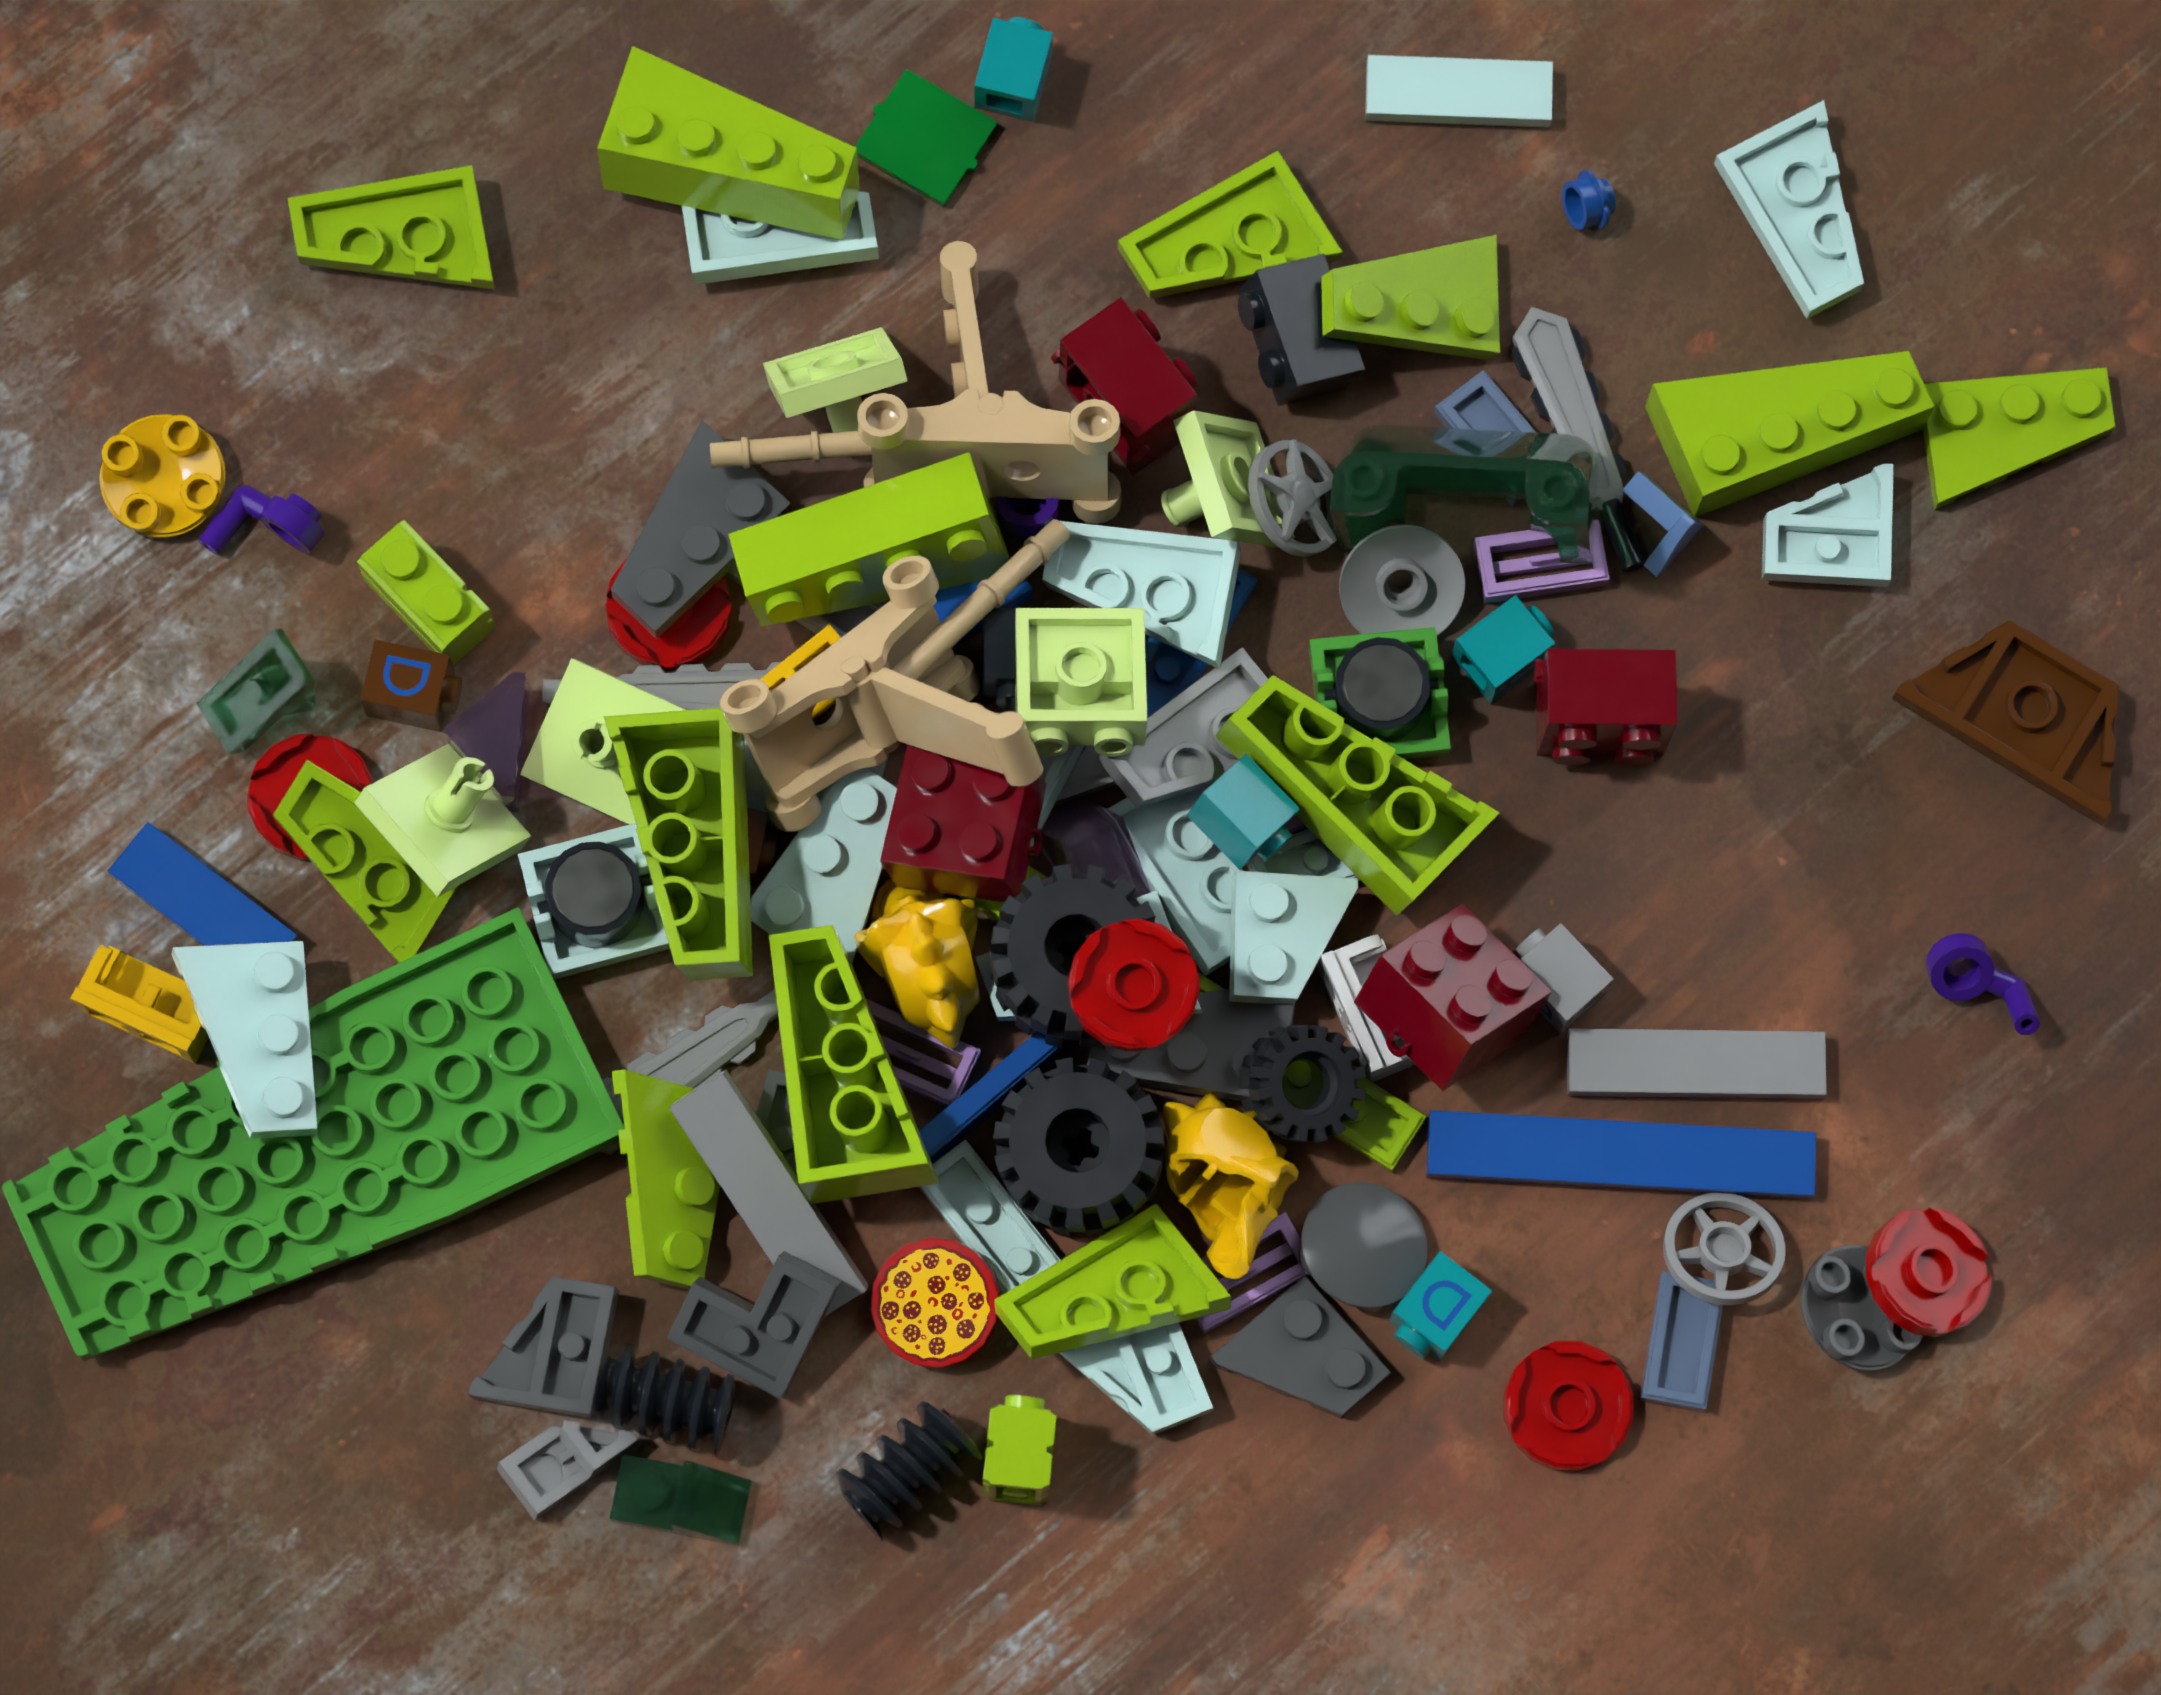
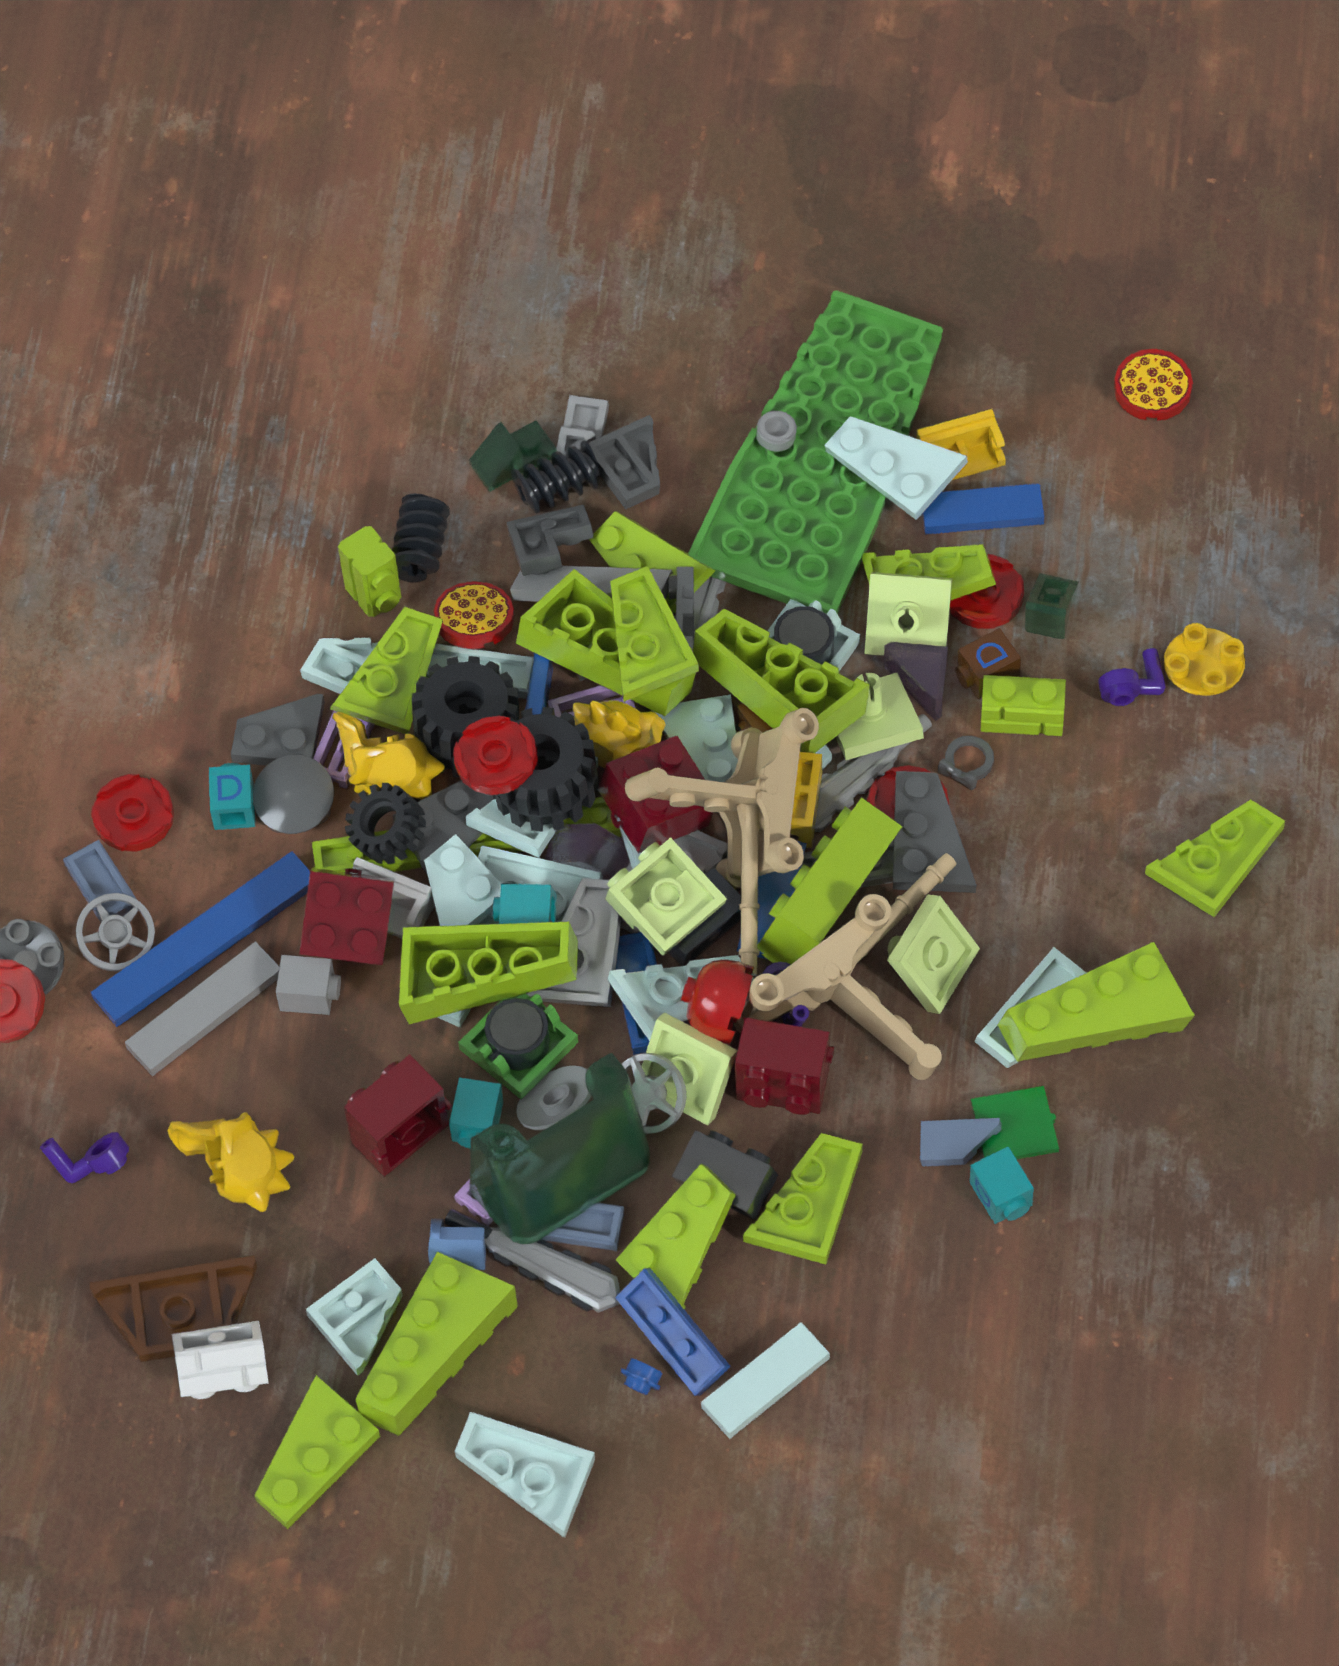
camera: 145 degrees right, 15 degrees down
(351, 1207) = (776, 431): none -> light grey tile
(566, 576) = (969, 779): none -> dark grey piece
(712, 1034) = (682, 588): none -> dark grey wing
(802, 1003) = (647, 636): none -> lime wing
(1010, 166) = (954, 1140): none -> sand blue tile
(1137, 494) = (717, 997): none -> red cylinder
(1513, 217) = (672, 1332): none -> tile
(1819, 816) = (239, 1155): none -> yellow head
(2036, 596) = (220, 1359): none -> white brick

